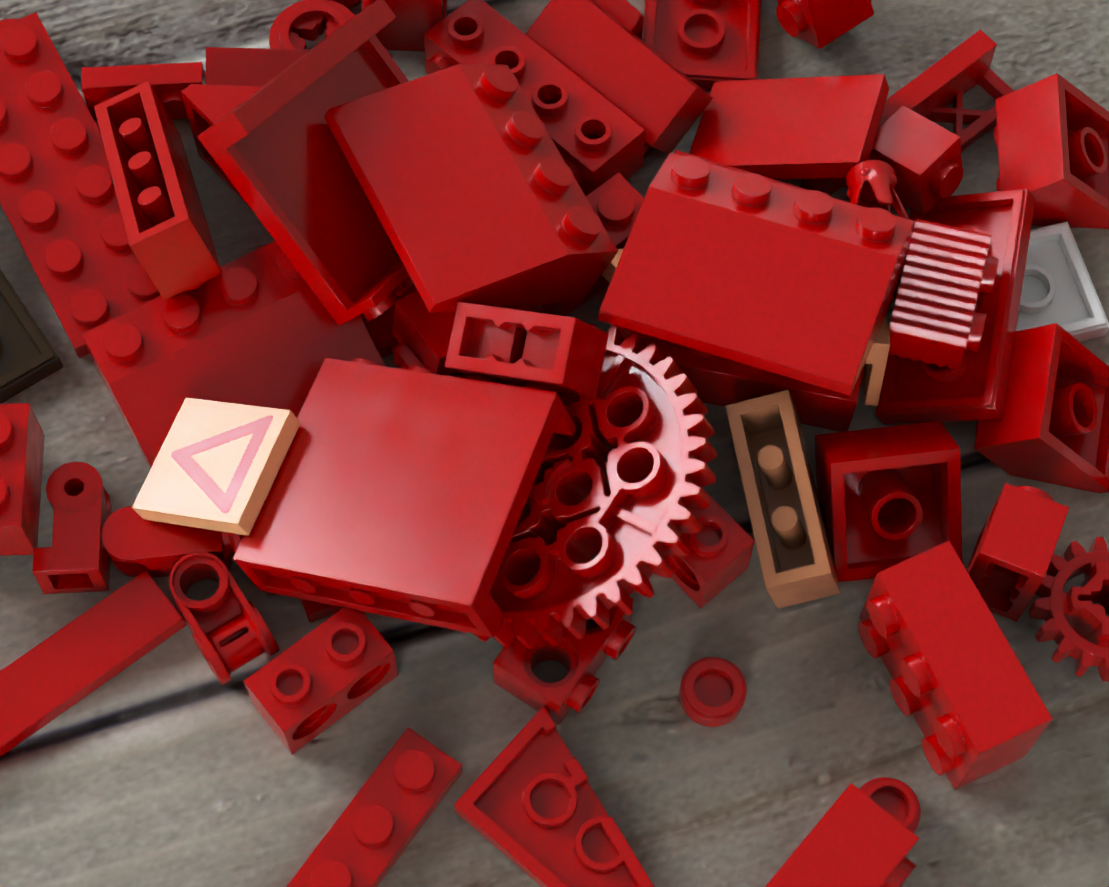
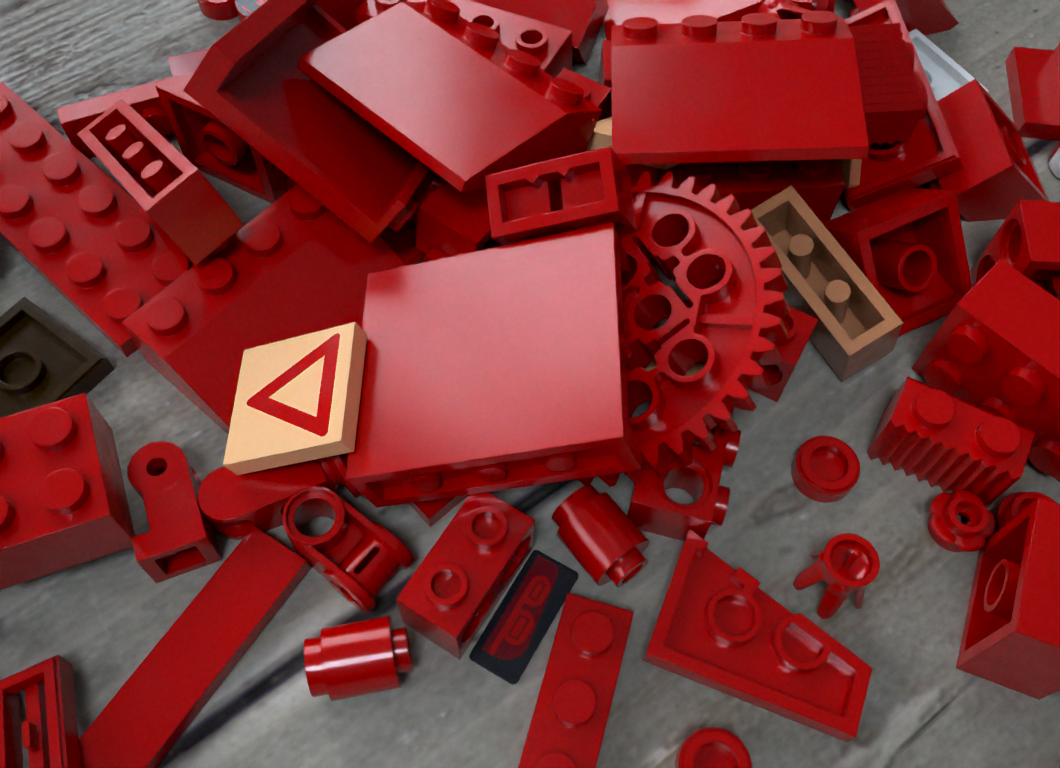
camera: 20 degrees left, 5 degrees down
(198, 722) = (357, 658): none -> red brick
(364, 735) = (523, 617): none -> sticker
(458, 685) = (600, 536): none -> red brick
(668, 789) = (846, 567): none -> red piece
(801, 789) = (950, 532): none -> red plate
(839, 705) = (950, 442): none -> red brick

